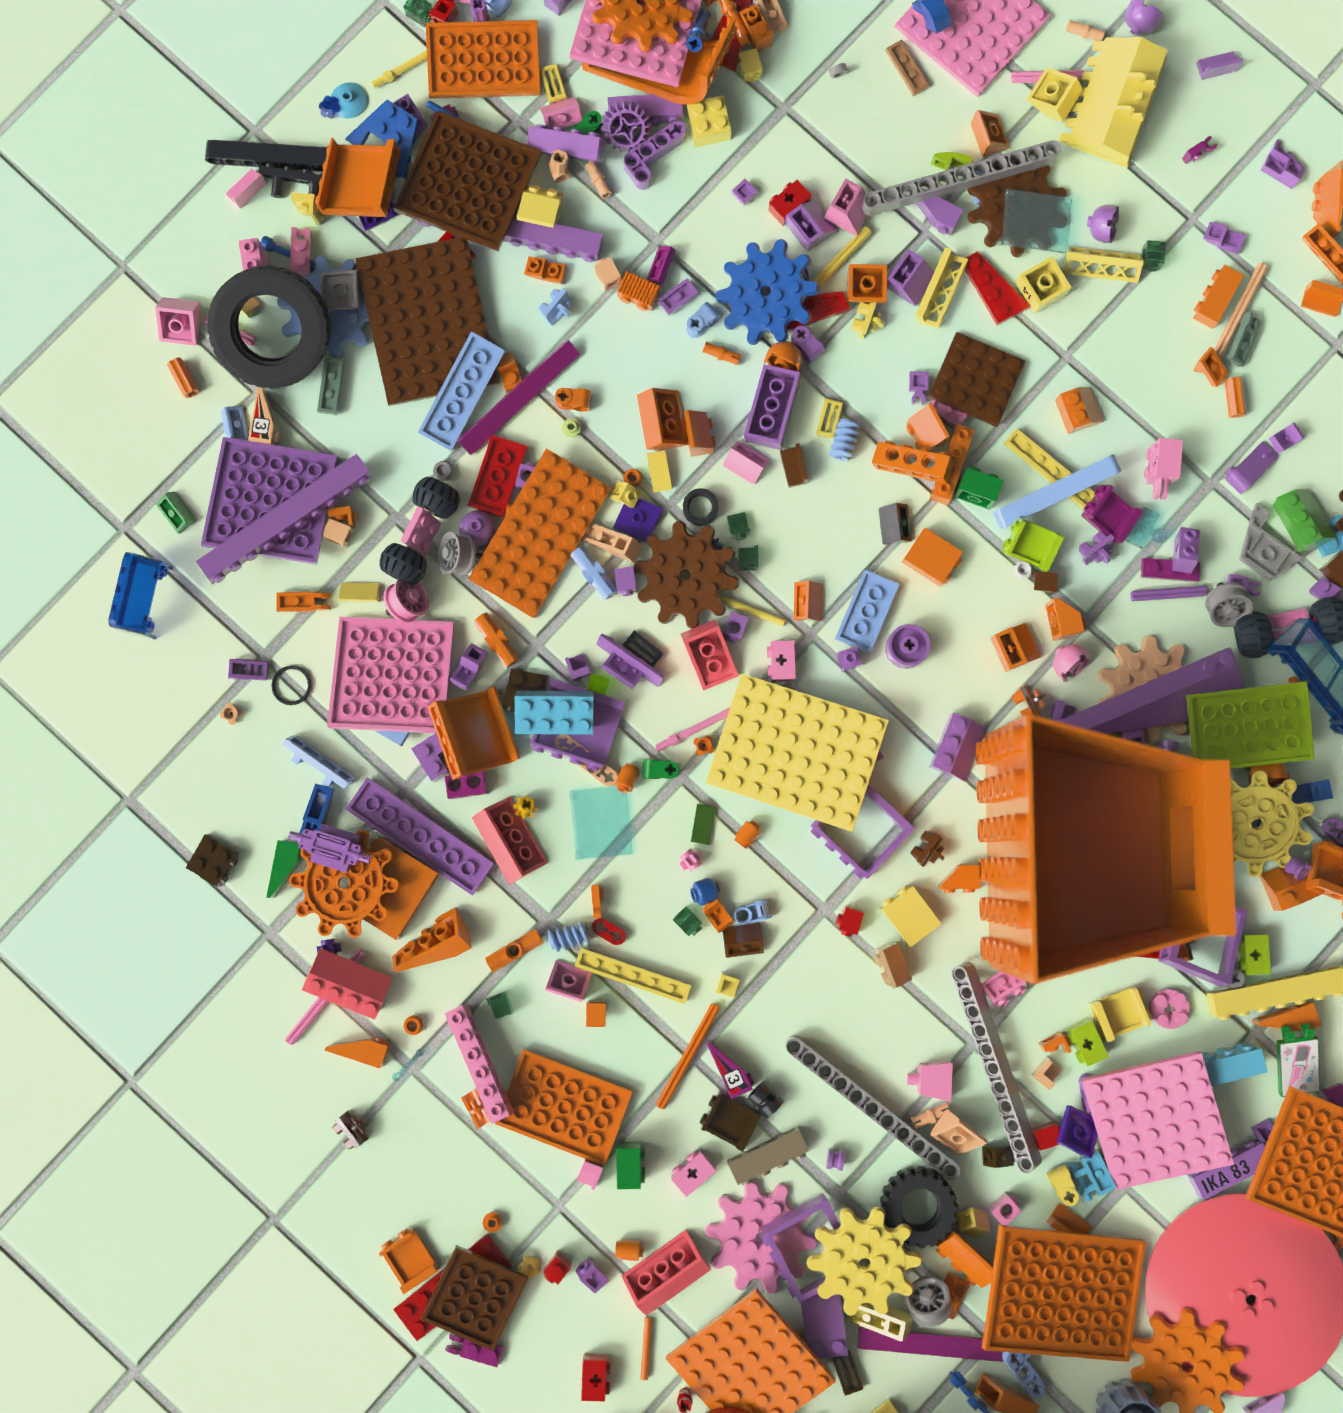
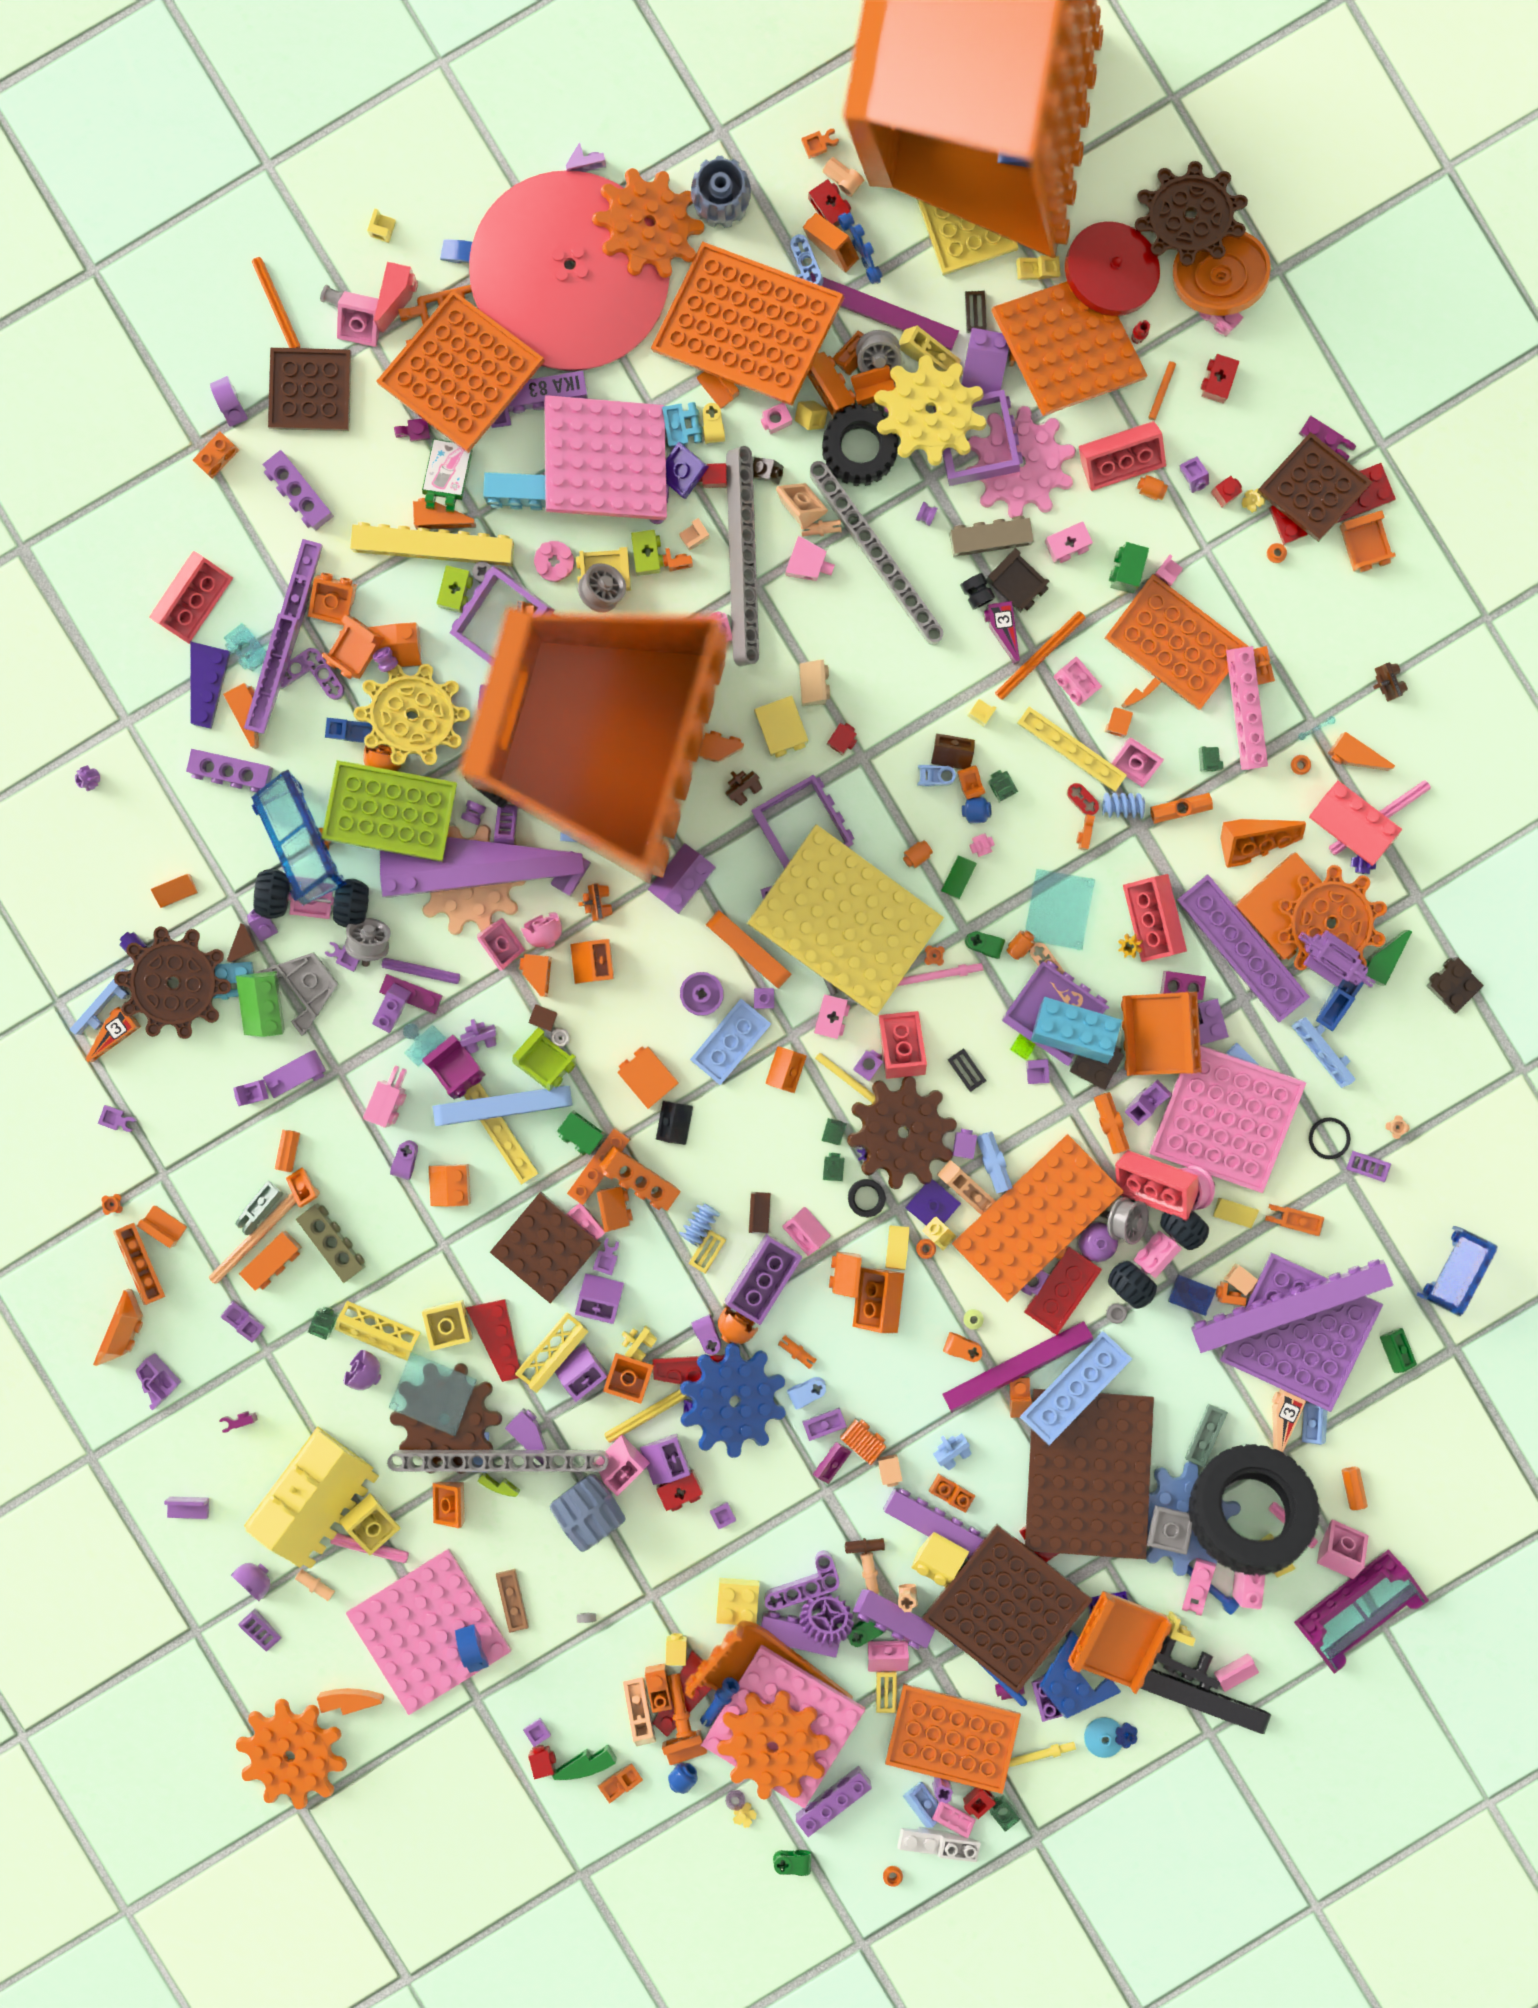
camera: 170 degrees left, 5 degrees up
(150, 273) = (1359, 1608): none -> windscreen
(378, 506) = (1191, 1295): none -> clear blue plate
(439, 593) = (1157, 1184): none -> coral slope
(586, 1044) = (1136, 695): none -> orange slope
(610, 202) = (864, 1546): none -> reddish brown axle
(625, 665) = (989, 1057): medium lavender bracket -> none
(646, 1041) = (1077, 681): none -> bright pink bracket
(867, 155) = (587, 1512): none -> sand blue wheel
(876, 700) = (748, 949): none -> orange beam
(914, 347) = (599, 1298): none -> medium lavender slope
(929, 1270) = (870, 382): none -> orange panel
(1105, 637) = (500, 943): none -> bright pink slope
(1120, 995) = (601, 587): none -> light grey wheel
(1127, 416) = (404, 1164): none -> medium lavender piece
(1180, 327) = (320, 1239): none -> olive brick

